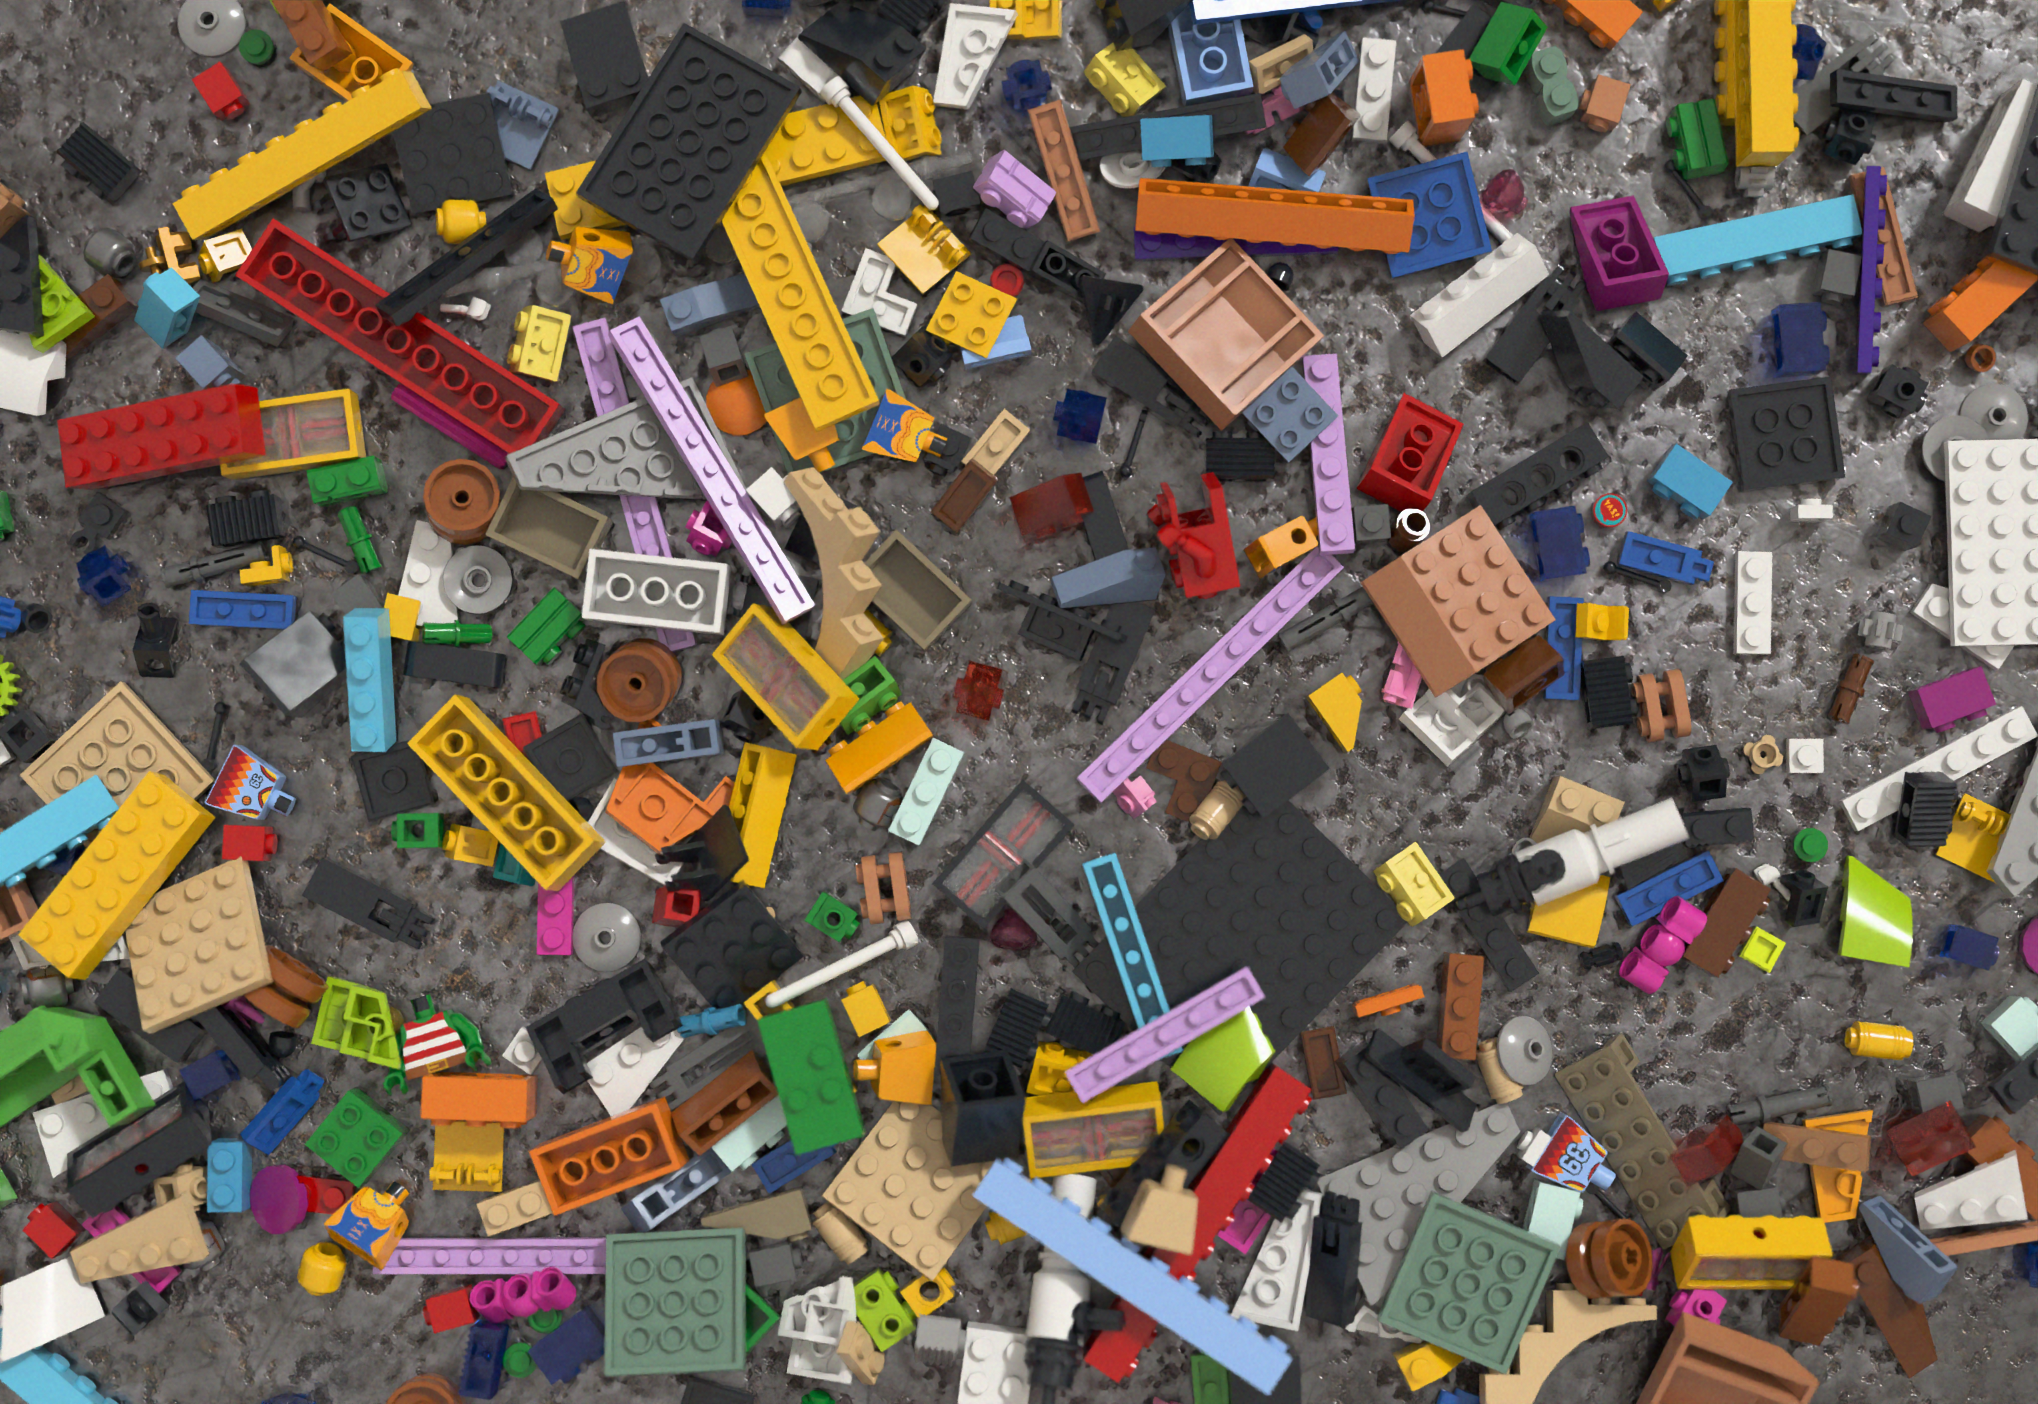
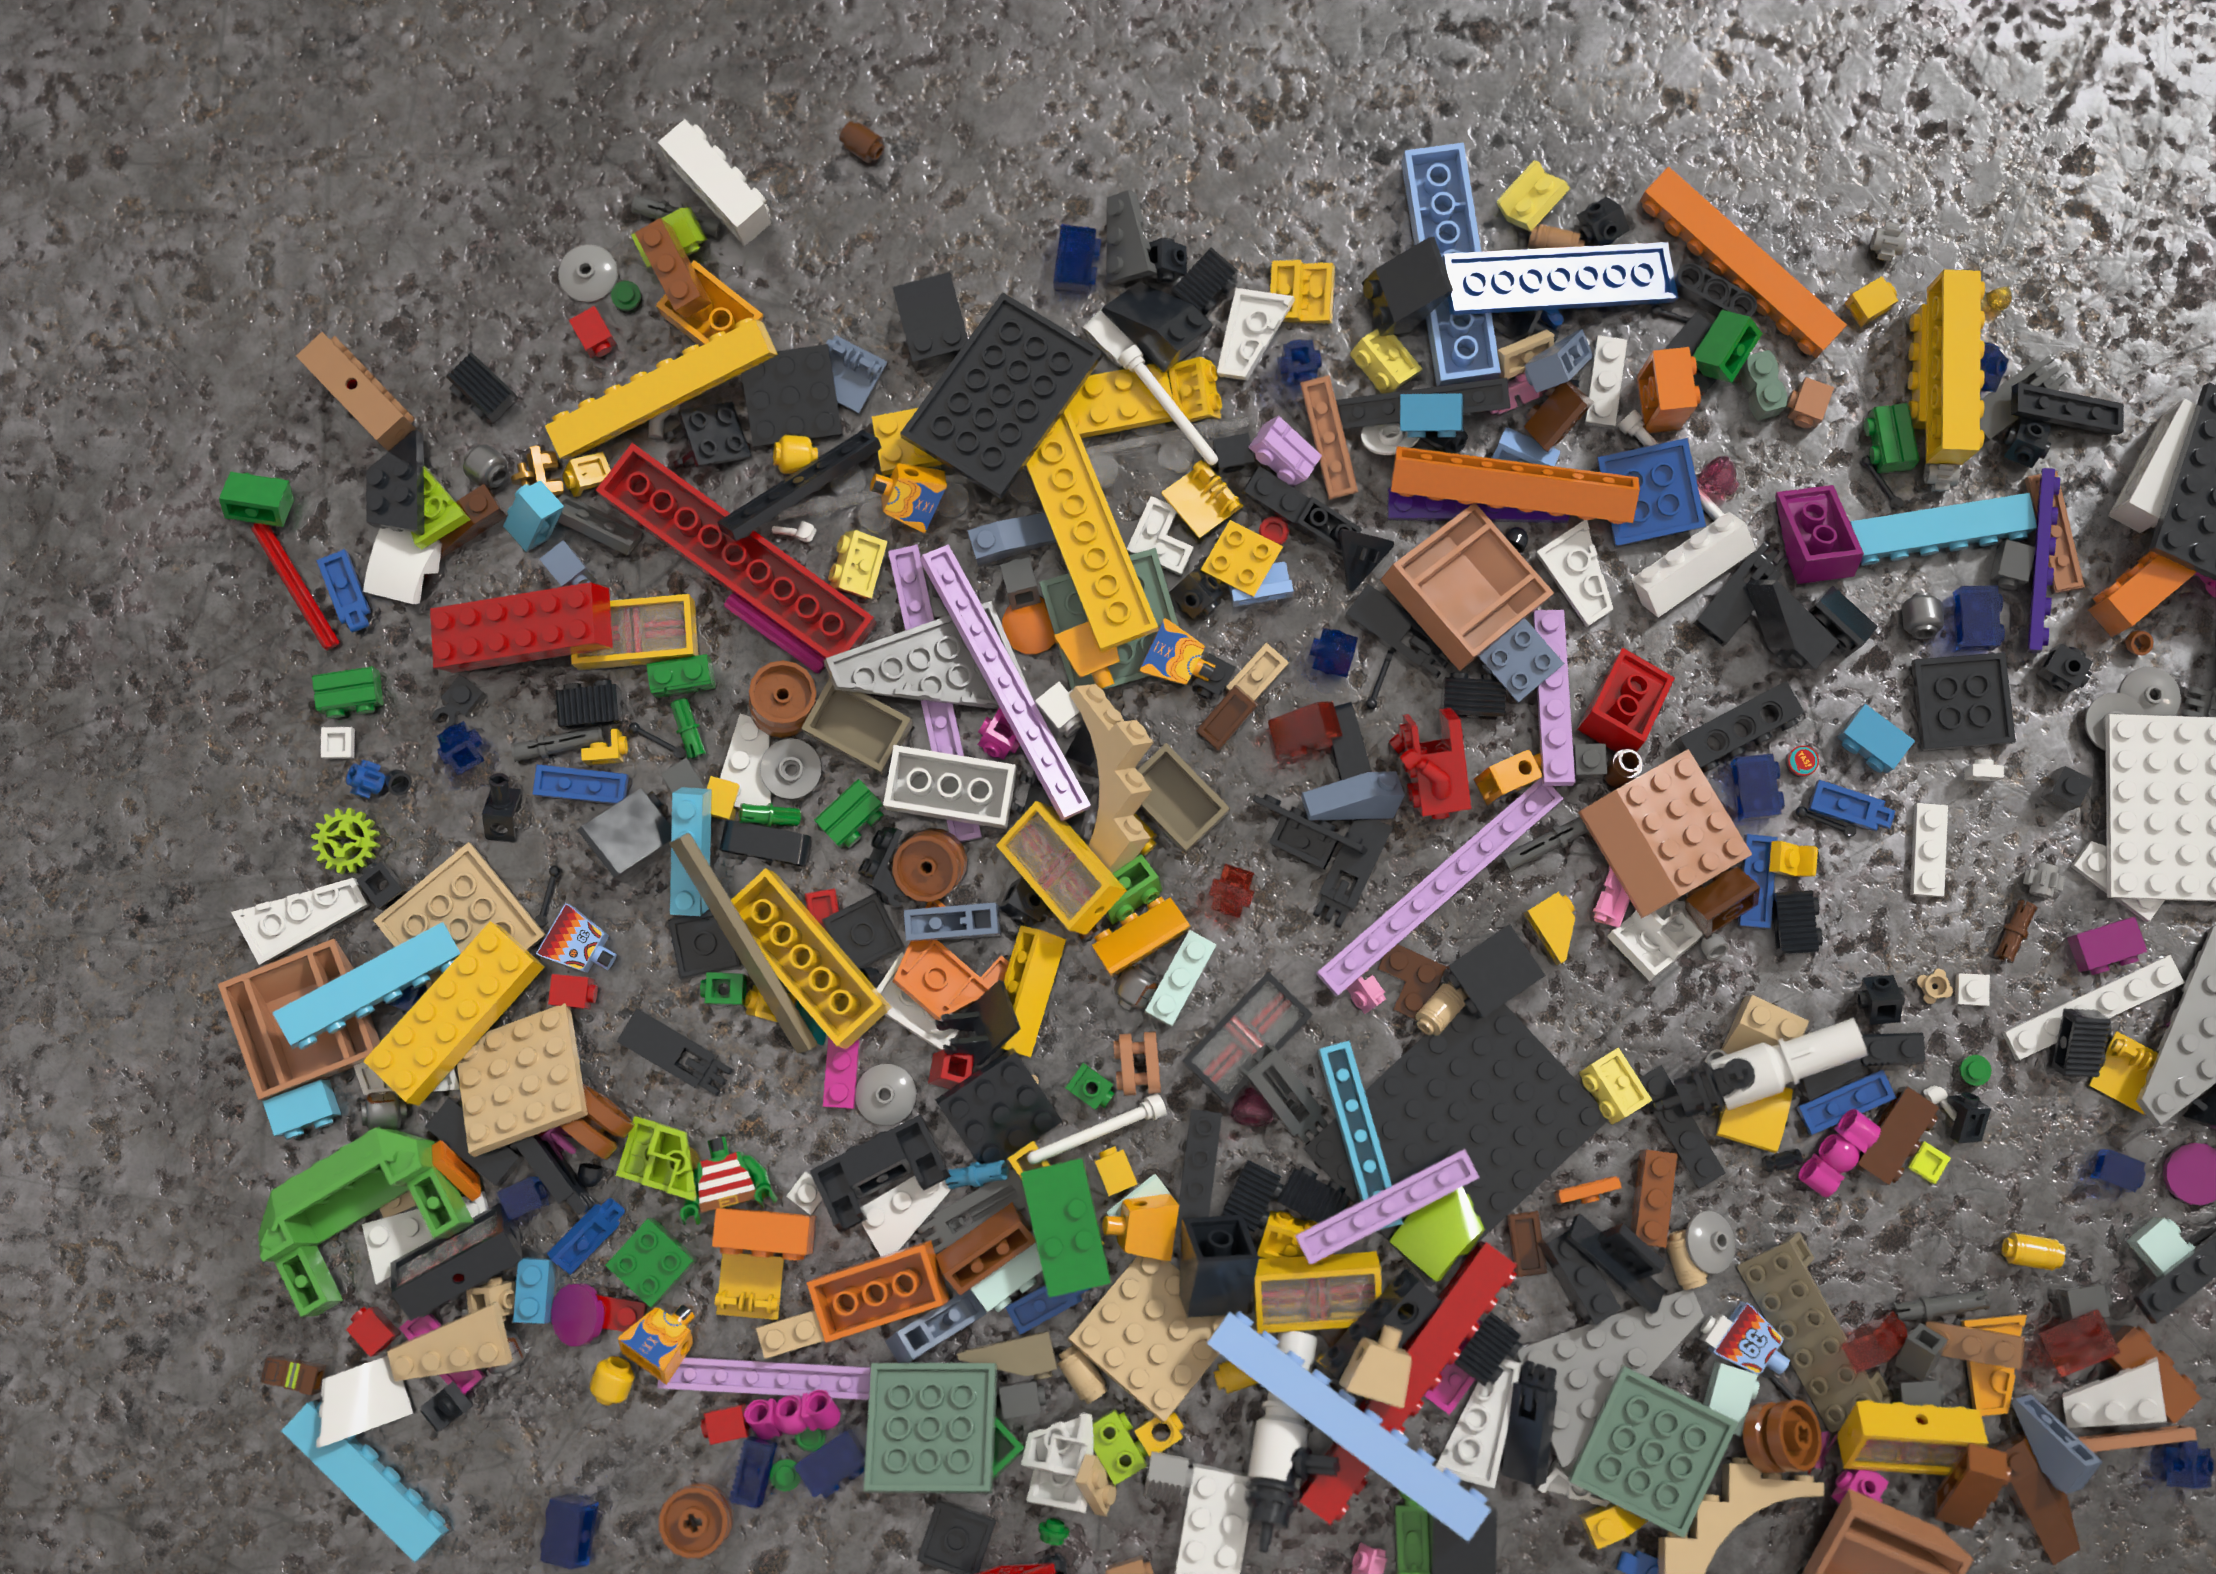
camera: 10 degrees right, 5 degrees down
(132, 1049) = (456, 1170): none -> orange tile
(434, 779) = (743, 943): none -> dark tan tile
(1349, 310) = (1576, 571): none -> white wing
(1651, 722) = (1834, 951): nougat brick -> none
(1738, 339) = (1923, 615): none -> flat silver head
(1874, 917) = (2032, 1139): lime slope -> none

